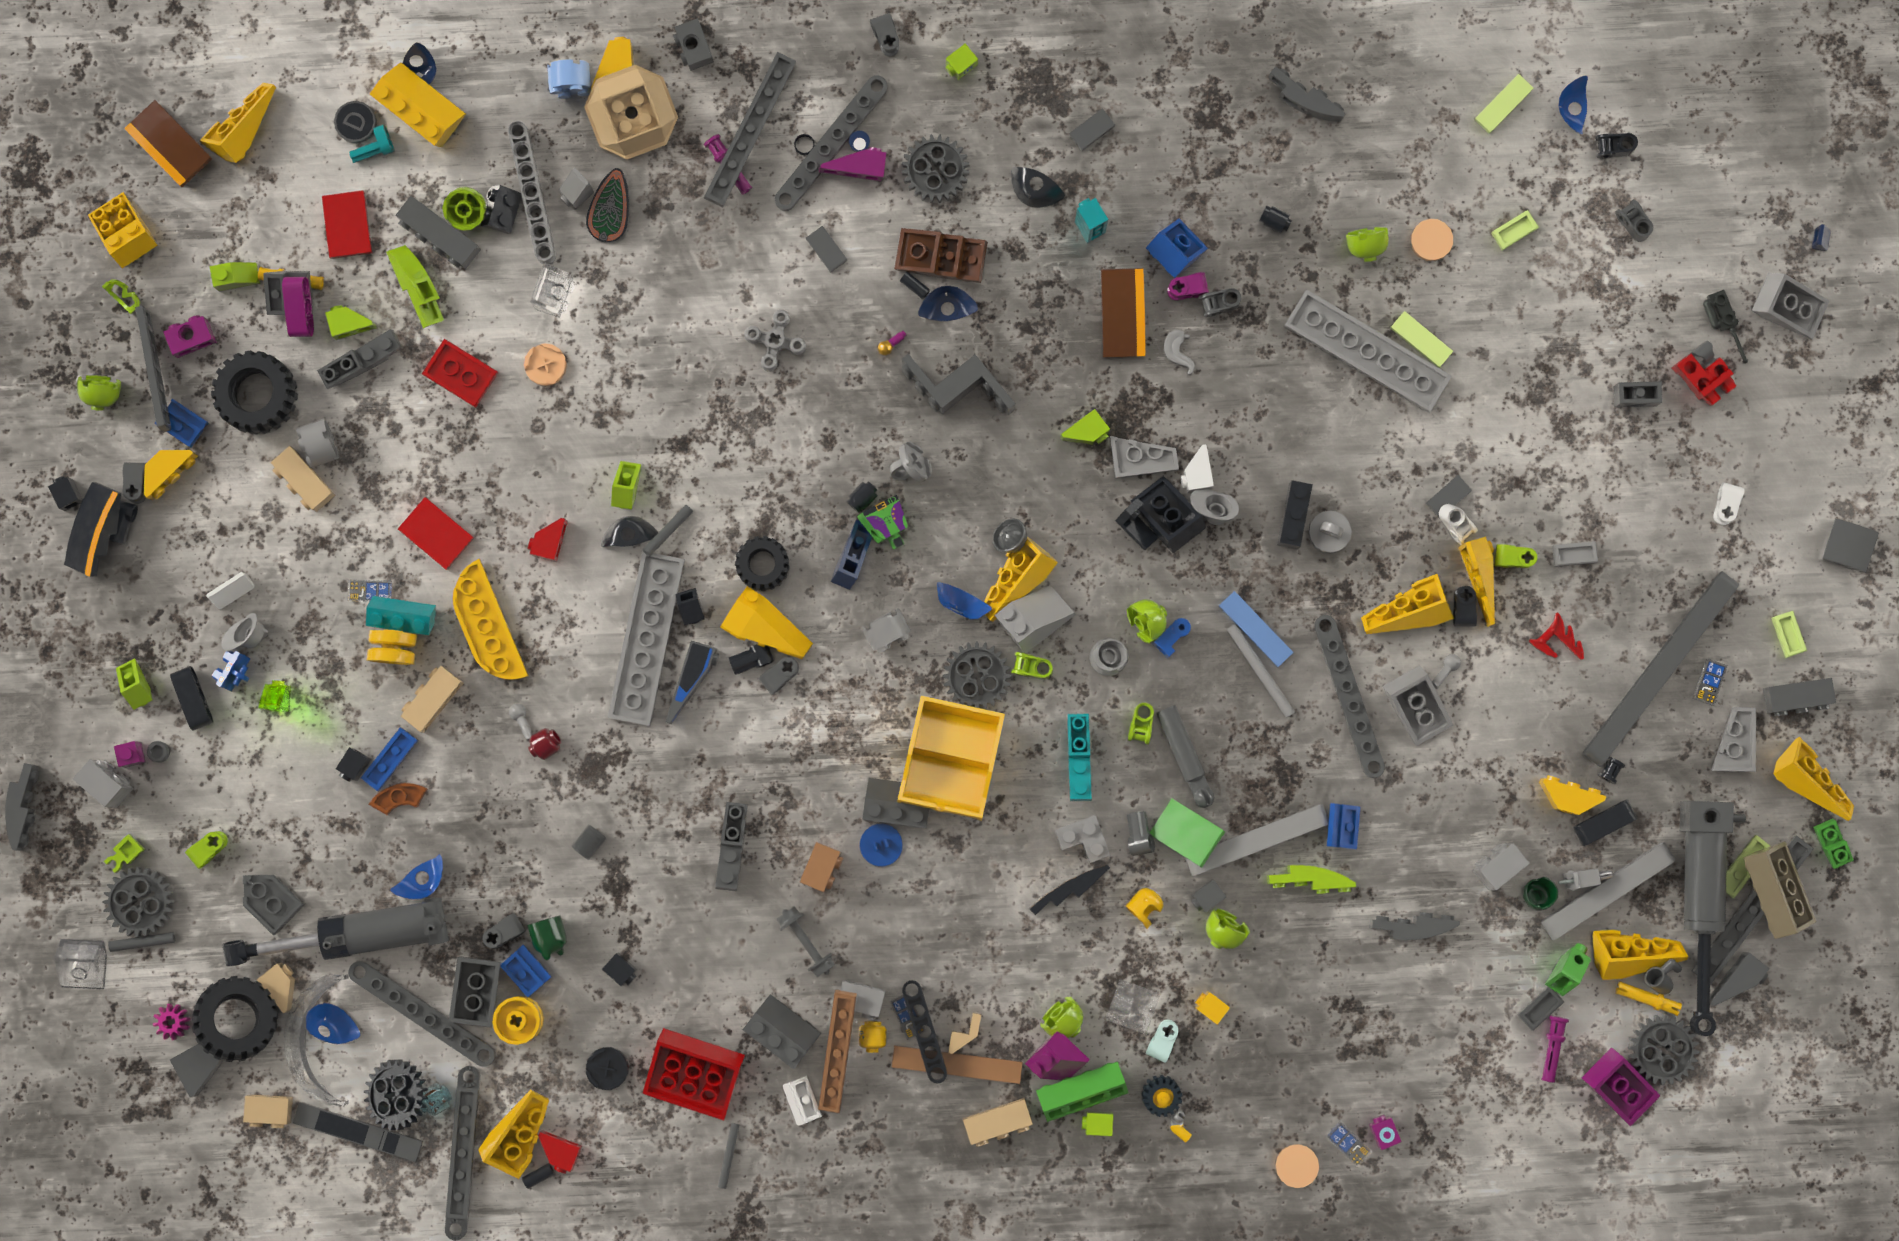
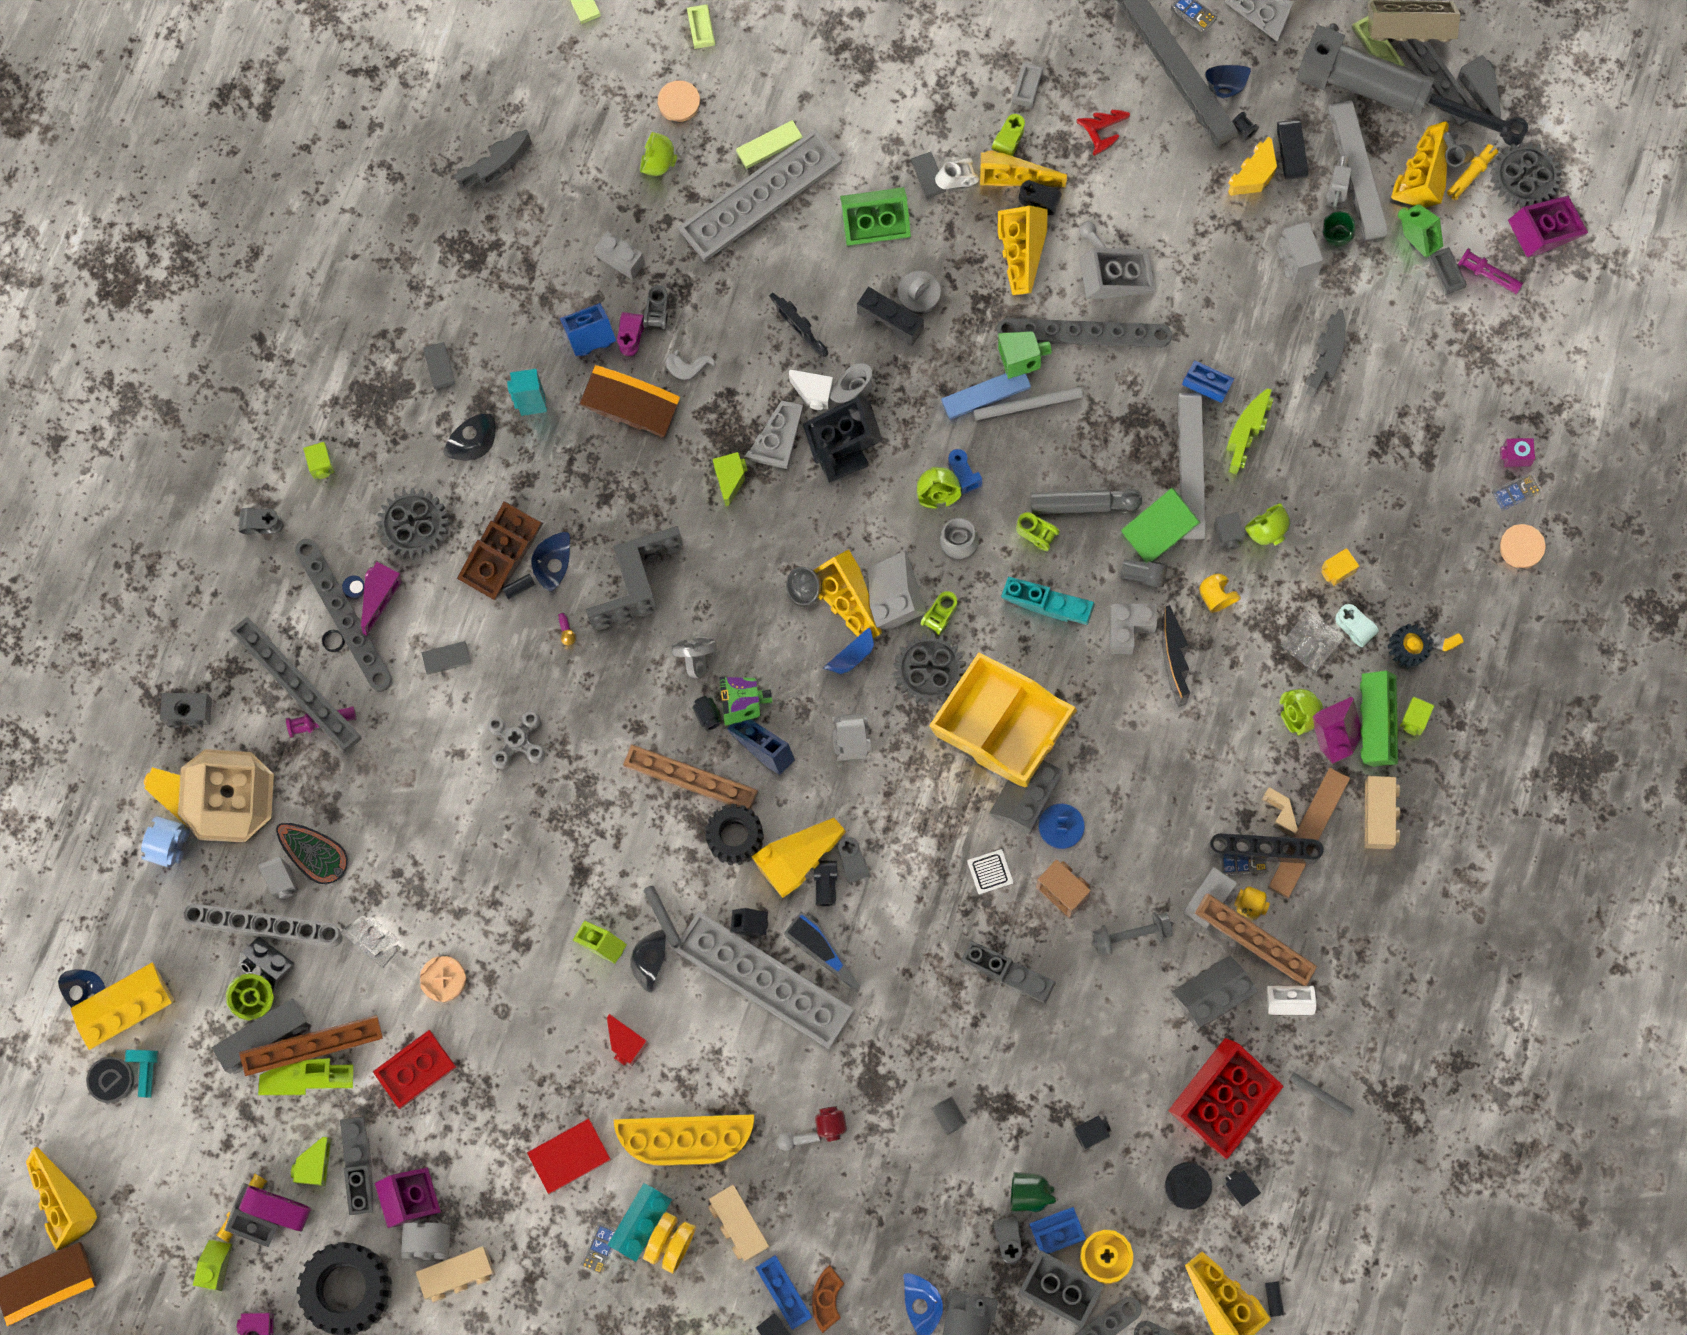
camera: 65 degrees left, 10 degrees down
(346, 224) = (211, 1128): red tile -> none
(350, 412) = (407, 1197): none -> magenta slope
(444, 278) = (310, 1045): none -> dark orange plate
(560, 1151) = (1258, 1265): red slope -> none
(620, 1114) = (1241, 1188): none -> black brick
(800, 505) = (689, 777): none -> medium nougat tile
(817, 797) = (990, 871): none -> white sticker
(1255, 437) = (800, 325): none -> black plate
(1258, 247) = (619, 255): none -> light grey brick
(1275, 219) = (598, 228): black brick -> none
(1304, 647) = (1021, 352): none -> bright green torso
(1387, 463) = (875, 216): none -> bright green slope
(1656, 737) = (1227, 77): none -> dark blue piece

